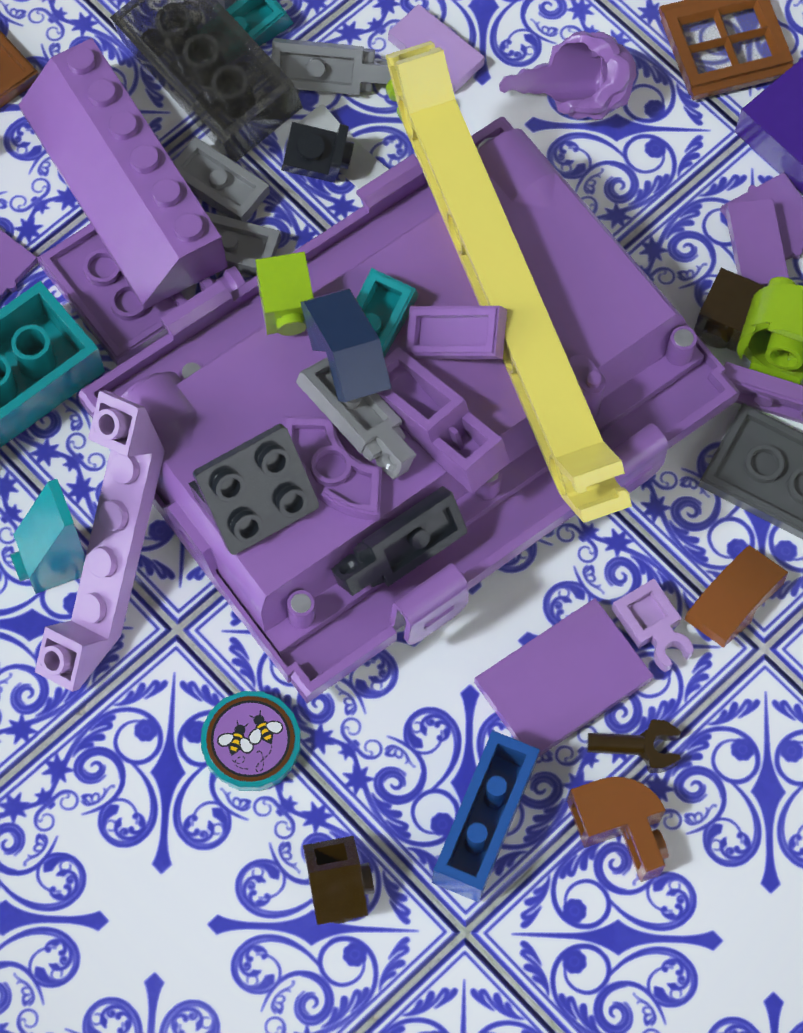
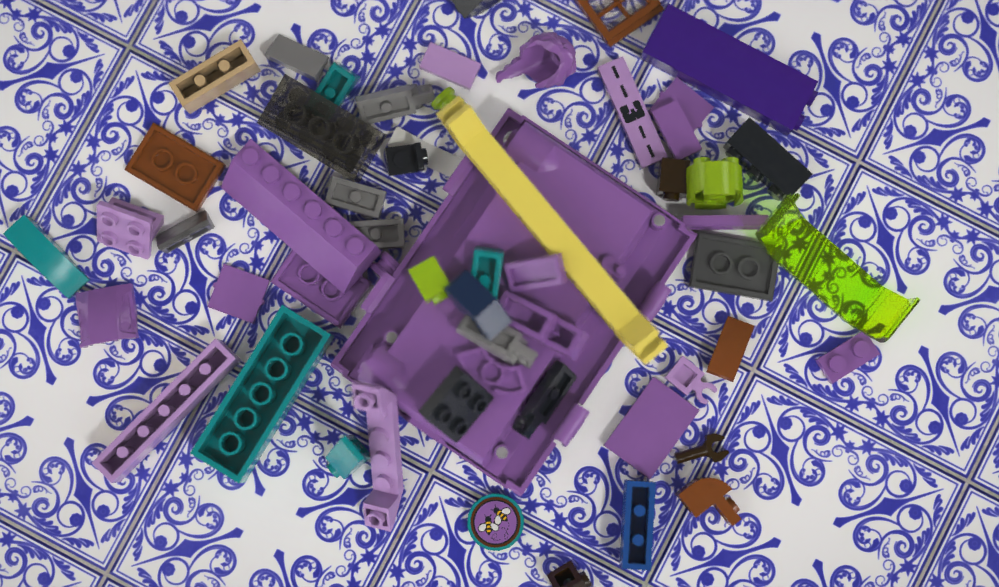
camera: 15 degrees left, 15 degrees up
(695, 199) = (632, 112): none -> lavender tile

